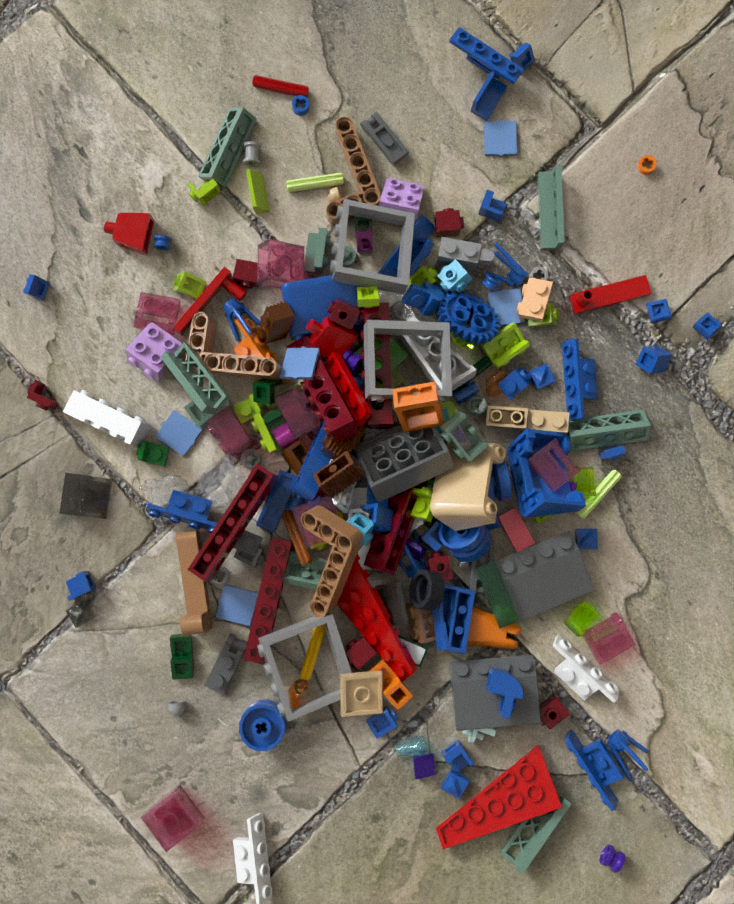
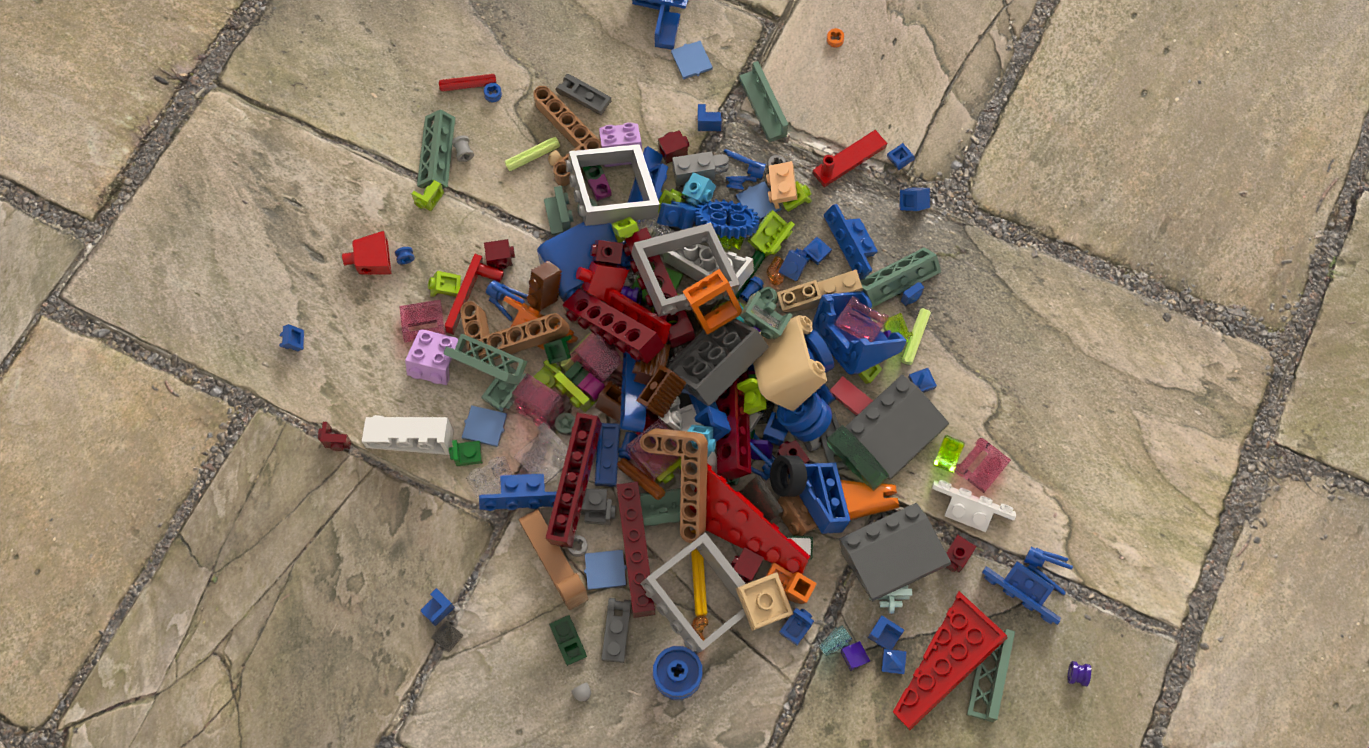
camera: 20 degrees left, 15 degrees down
(85, 496) = (412, 516): clear smoke slope -> none
(257, 191) = (480, 180): lime slope -> none
(279, 263) = (526, 232): clear pink brick -> none
(299, 363) = (582, 311): medium blue piece -> none
(504, 684) = (904, 533): blue brick -> none
(707, 326) = (951, 154): blue tile -> none

